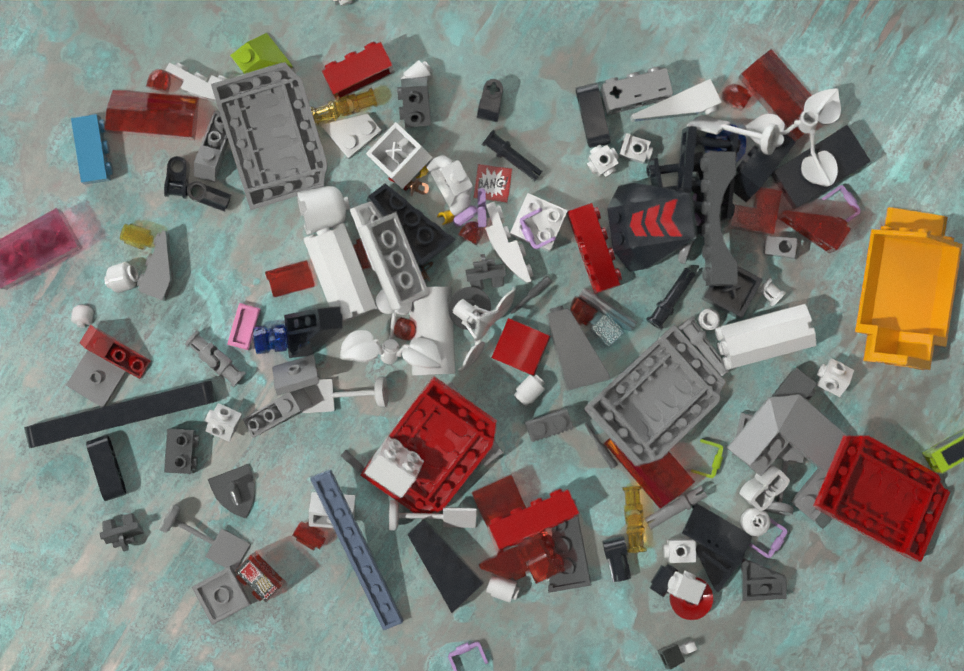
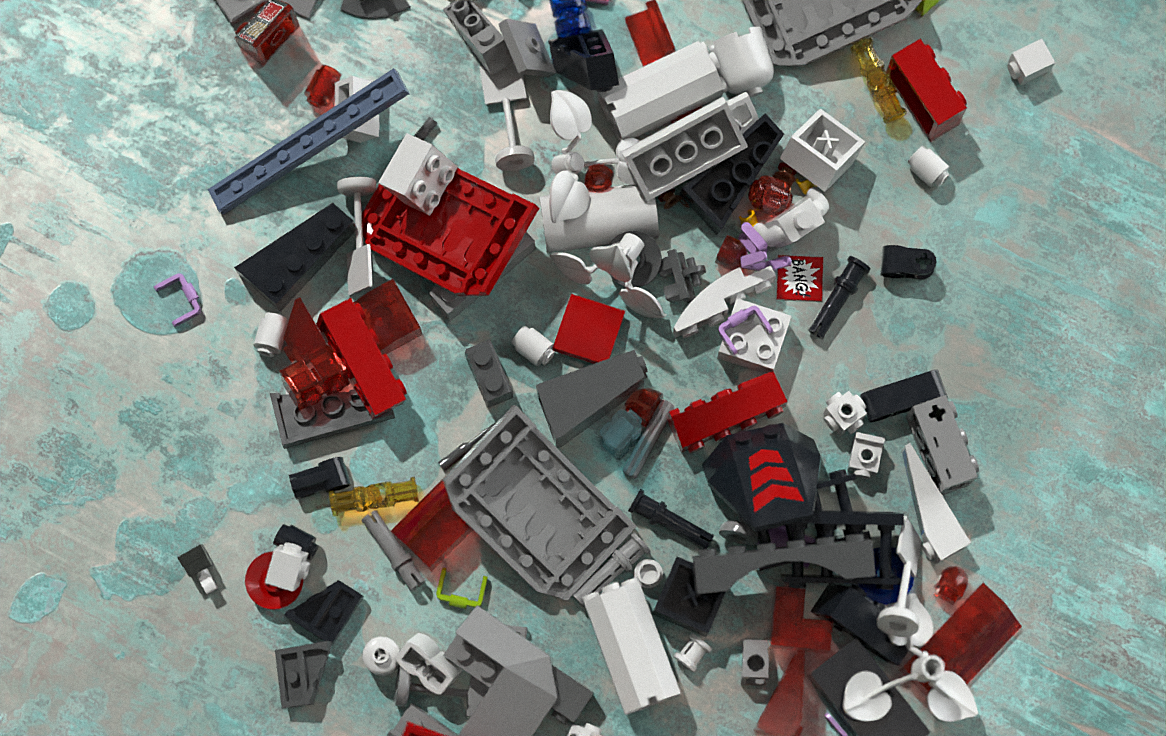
camera: 85 degrees right, 10 degrees down
(352, 133) = (845, 95): white wing -> none
(415, 102) = (894, 164): dark grey brick -> none
(430, 199) = (770, 195): none -> clear red head
(533, 292) = (662, 342): dark grey piece -> none
(680, 550) = (336, 560): white brick -> none
(708, 526) = (364, 608): black door -> none
(776, 544) = (354, 691): lavender piece -> none

